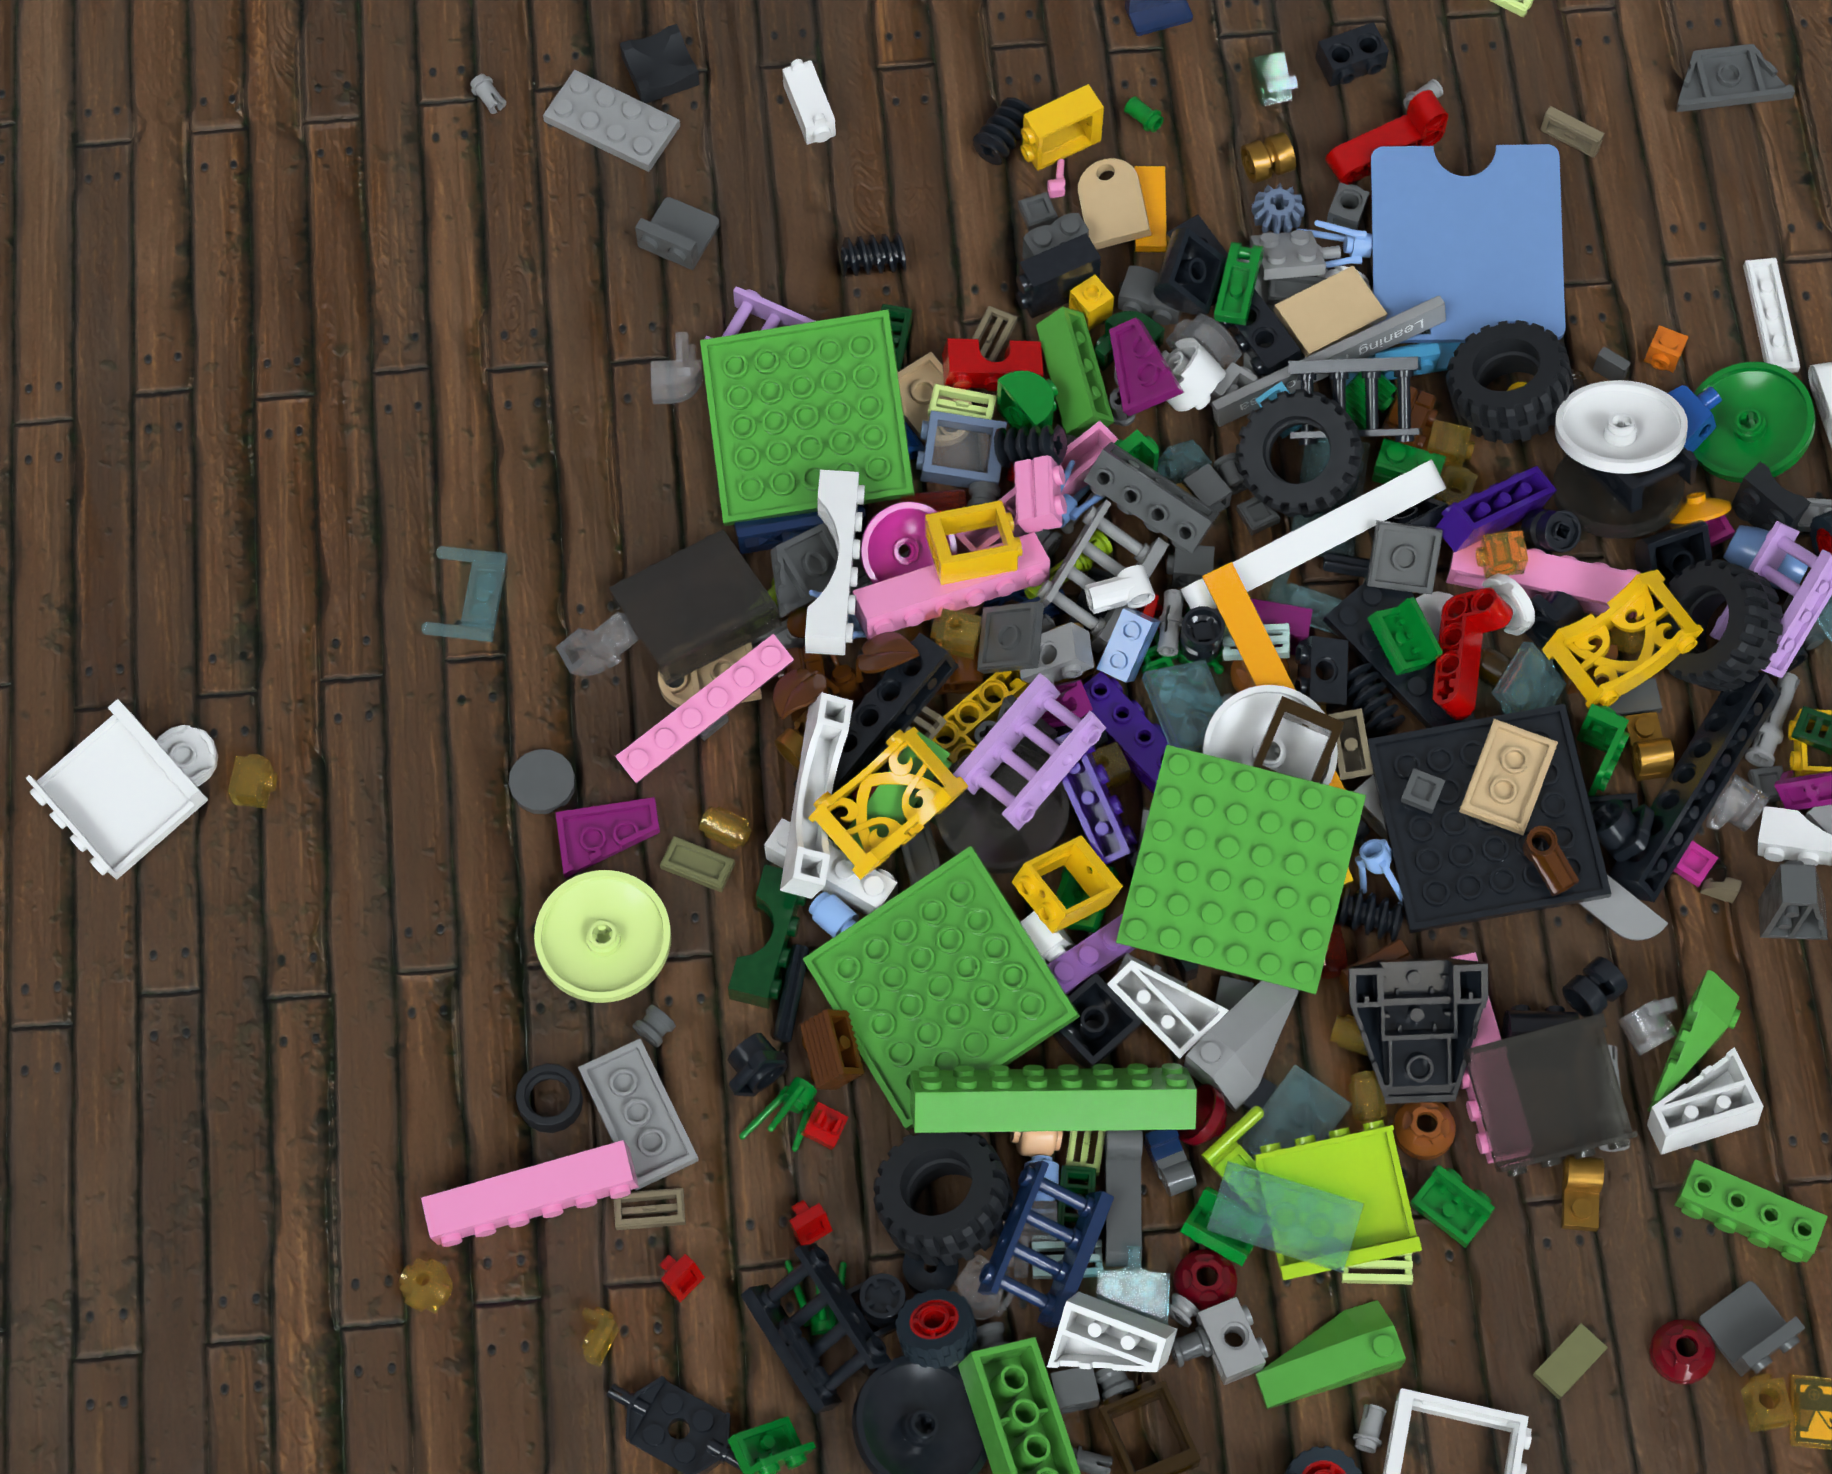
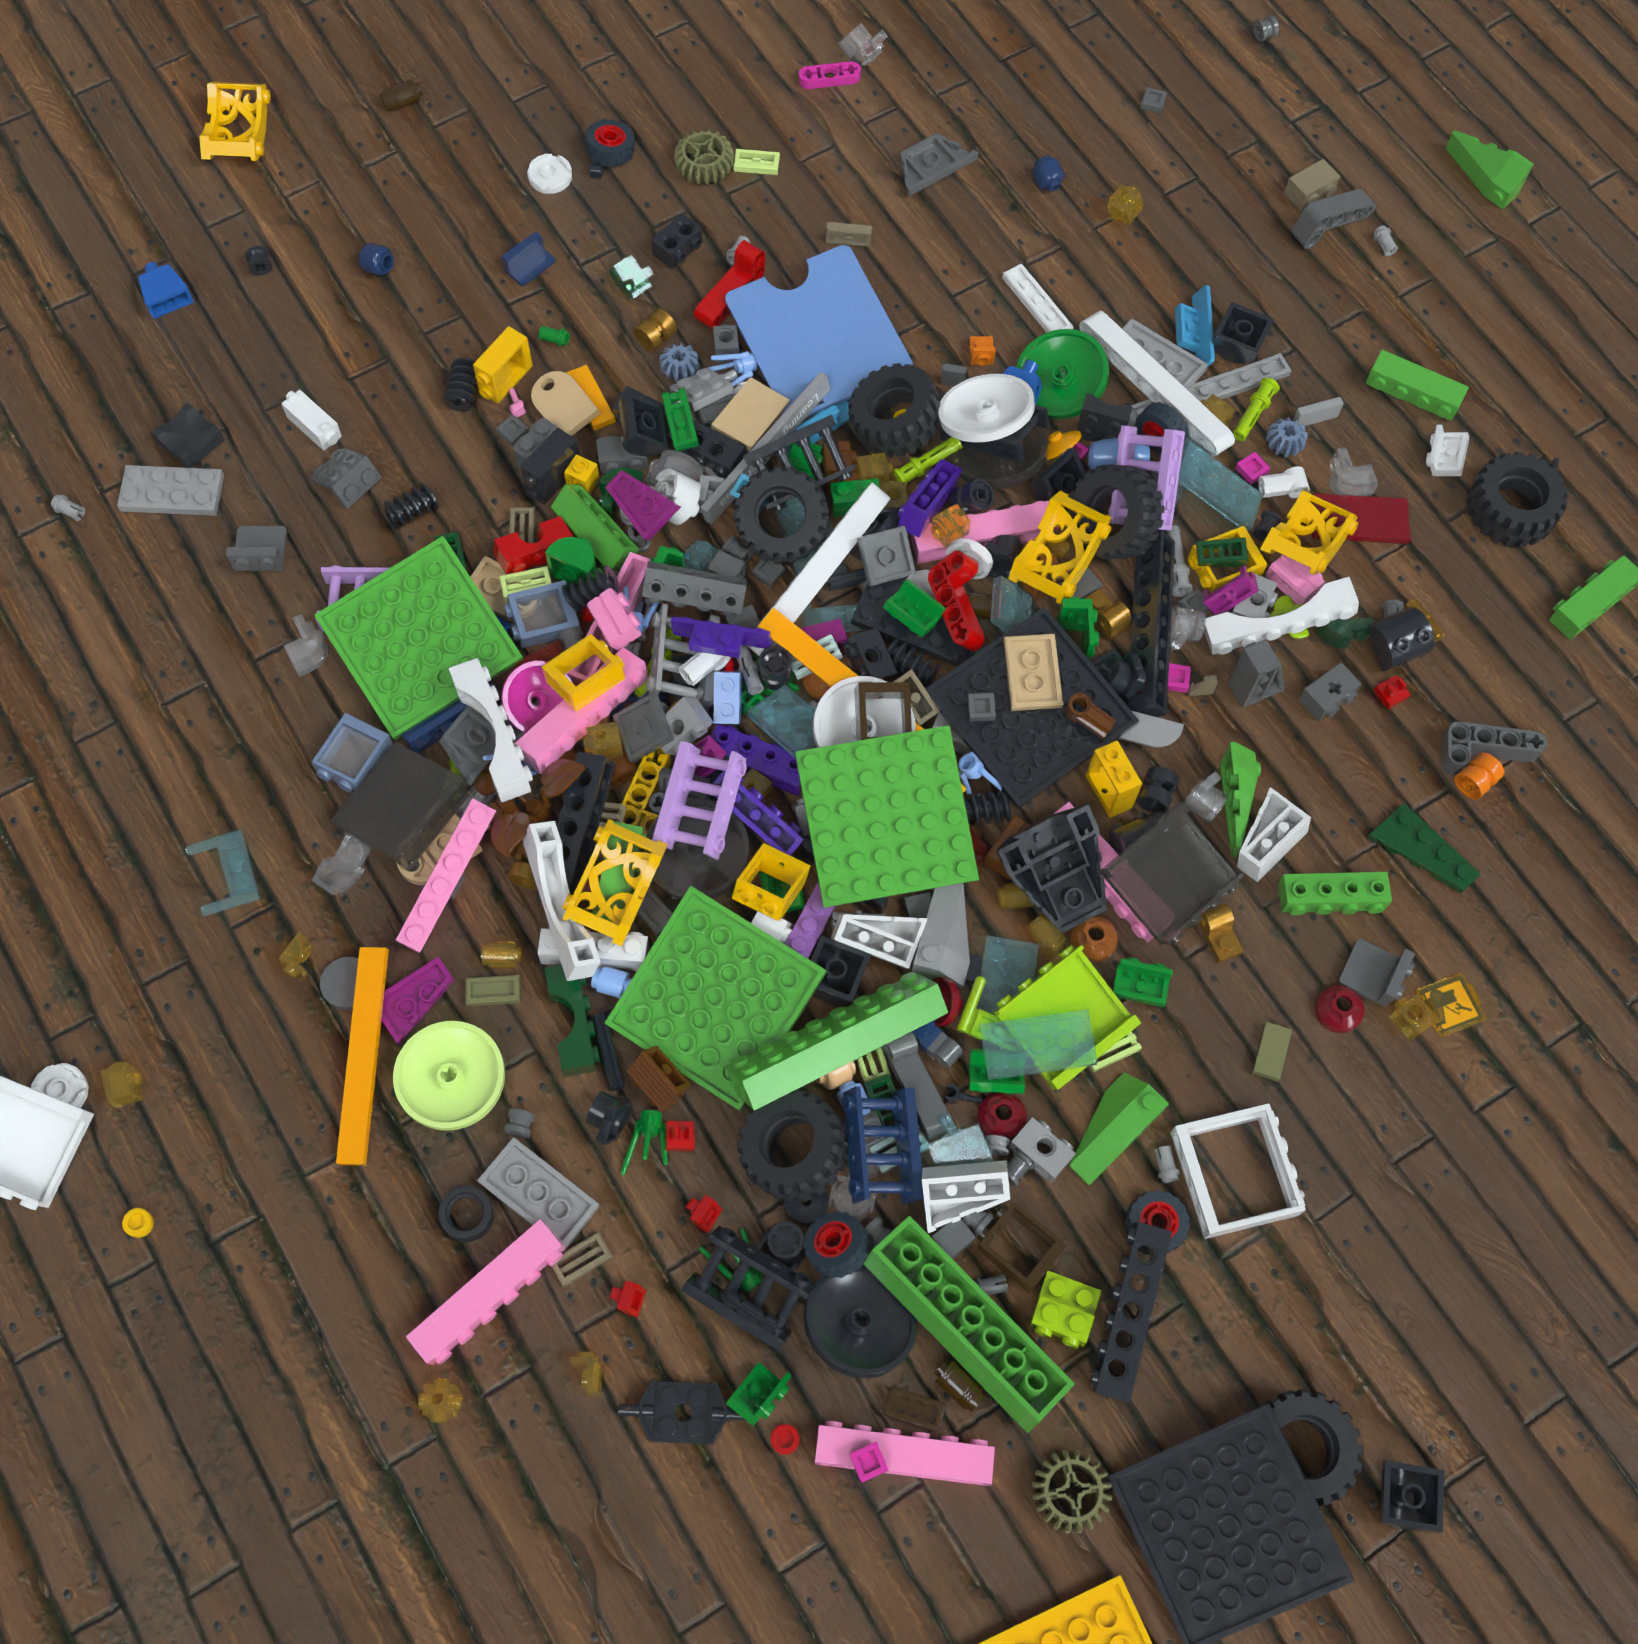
camera: 30 degrees left, 0 degrees up
(200, 940) = (137, 1222): none -> yellow tile
(498, 722) = (296, 952): none -> clear yellow bracket
(519, 870) = (362, 1056): none -> light orange tile
(668, 519) = (351, 752): none -> window
(817, 187) = (346, 475): none -> dark grey bracket
(1149, 571) = (719, 638): none -> dark purple bracket
(1168, 1234) = (960, 1096): none -> black hand
(1506, 462) = (917, 466): none -> lime pin
(1545, 941) = (1114, 773): none -> yellow window

